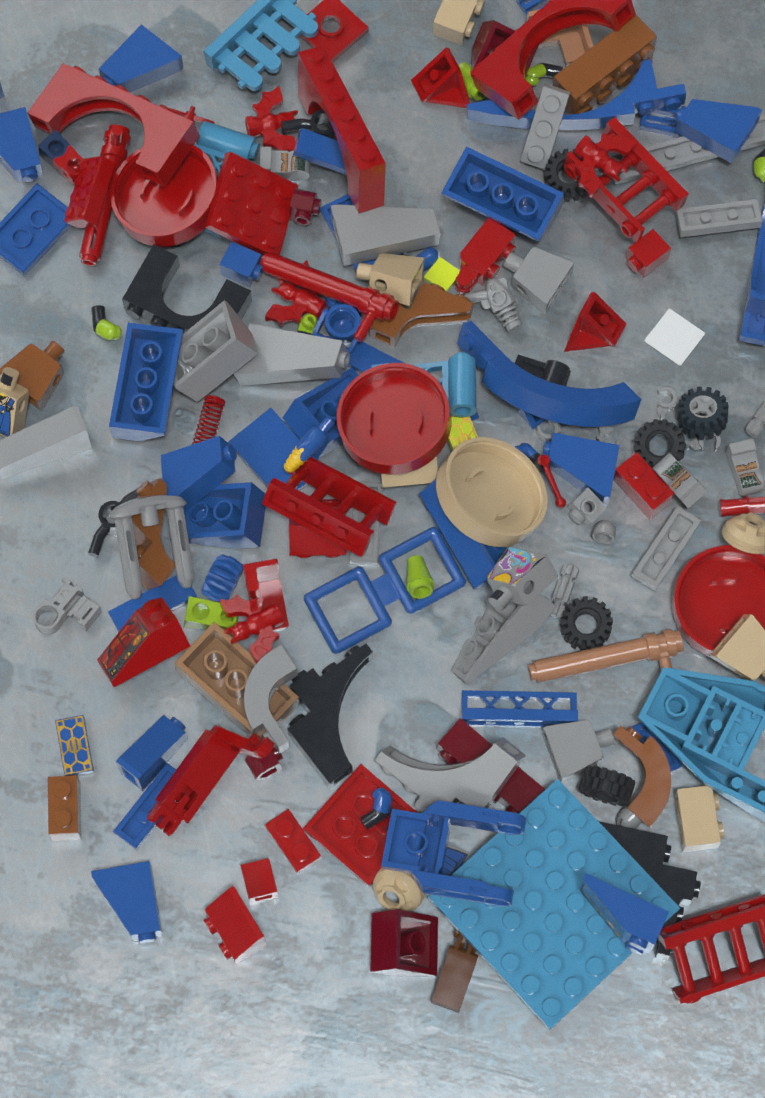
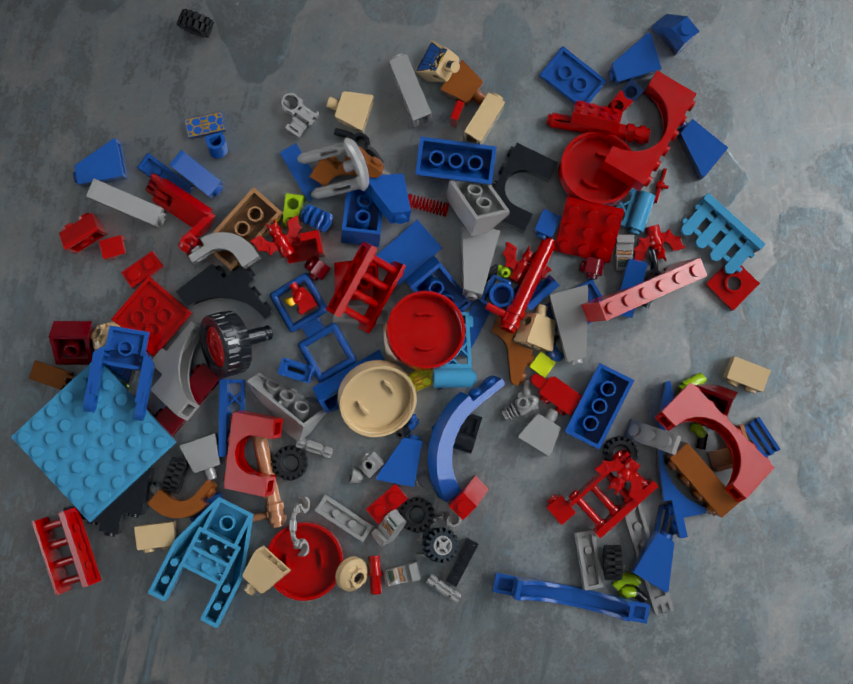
camera: 90 degrees right, 15 degrees up
(62, 529) = (352, 109): none -> tan torso
(64, 808) = (160, 120): dark orange brick -> none
(77, 379) = (456, 113): none -> red tile
(87, 341) = (484, 119): none -> tan brick
(102, 326) = (500, 130): lime arm -> none
(106, 725) = (216, 145): none -> blue plate
(143, 642) = (269, 166): red slope -> none
(192, 857) = (126, 203): none -> light grey slope
(297, 581) = (316, 268): none -> dark red plate
(308, 445) = (407, 273): blue piece -> none
(333, 264) = (542, 290): none -> blue tile
(343, 603) = (301, 298): none -> red piece
(380, 810) = (159, 326): arm -> none
(409, 700) = (228, 342): none -> black wheel
(418, 578) = (318, 350): lime cone -> none
(442, 82) = (689, 362): red slope -> none
(449, 605) = (296, 370): none -> blue piece
(519, 577) = (311, 416): light grey torso -> none
(544, 461) = (401, 434): red hinge -> none
(595, 326) = (504, 471): red slope -> none
(606, 692) = (238, 473): none -> red arch
(628, 916) = (72, 490): blue slope -> none
(639, 370) = (468, 498): none -> red slope
(653, 607) = (300, 508): none -> light grey piece
(674, 337) = (500, 526): white sticker -> none
(721, 183) = (612, 562): none -> black tyre
(732, 389) = (462, 562): none -> black piece
(743, 170) = (628, 578): none -> lime arm

